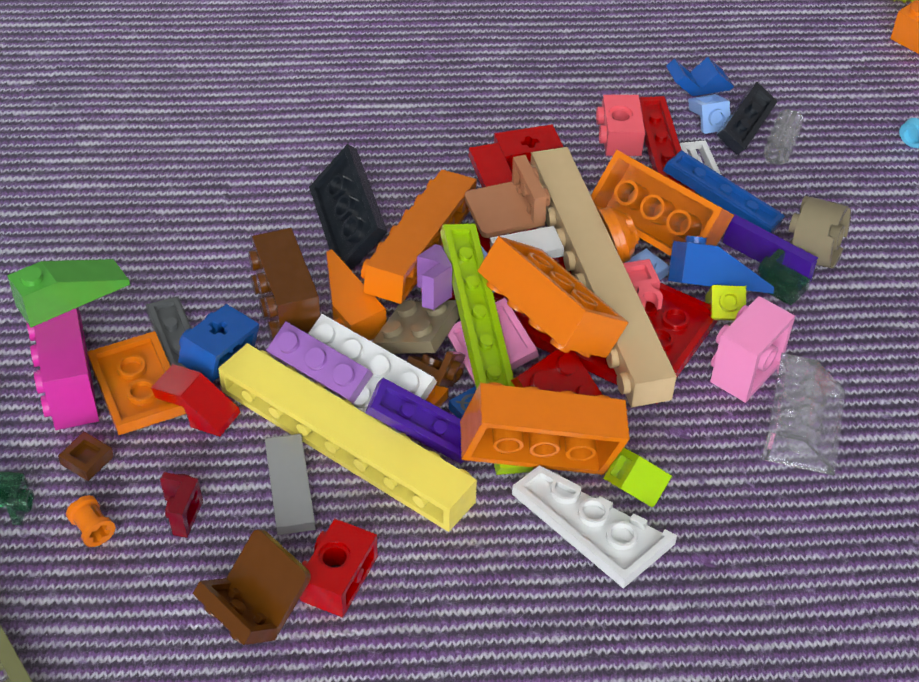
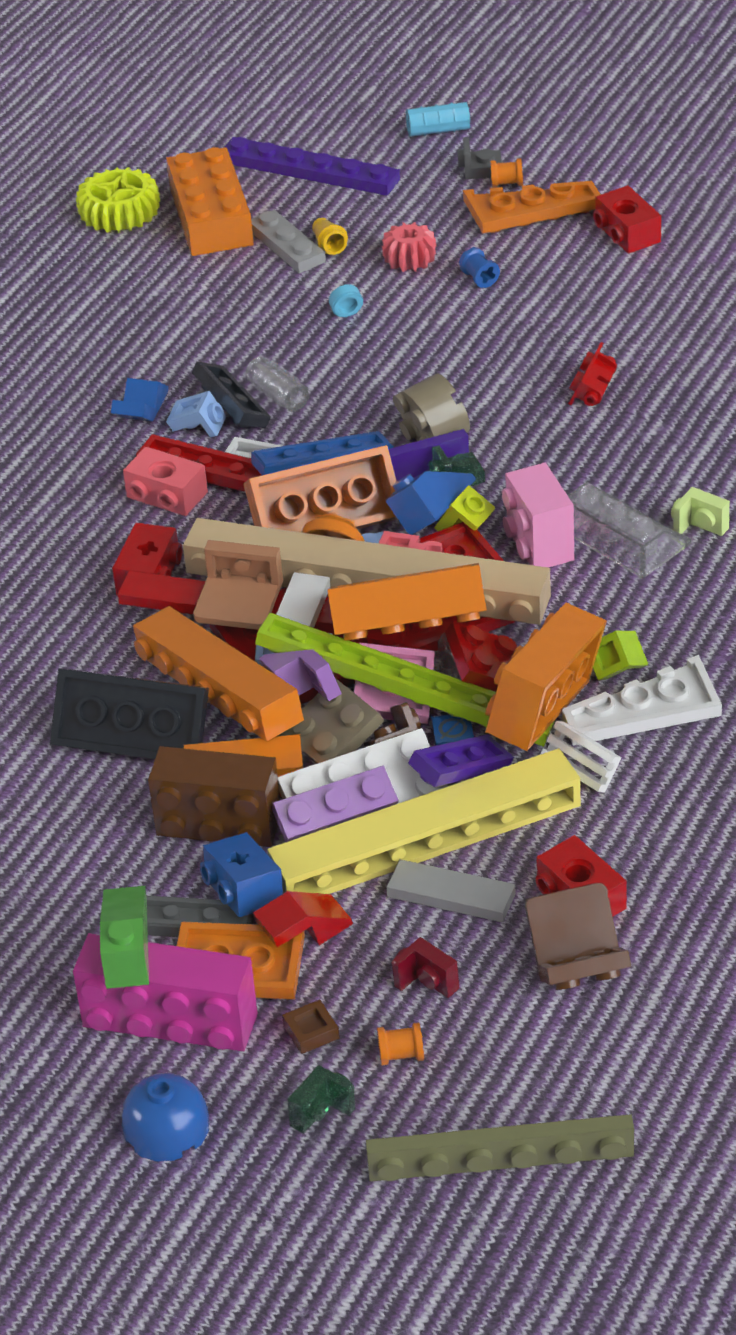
camera: 55 degrees left, 5 degrees down
(493, 503) = (556, 741): none -> white tile
(868, 459) = (702, 511): none -> yellowish green bracket

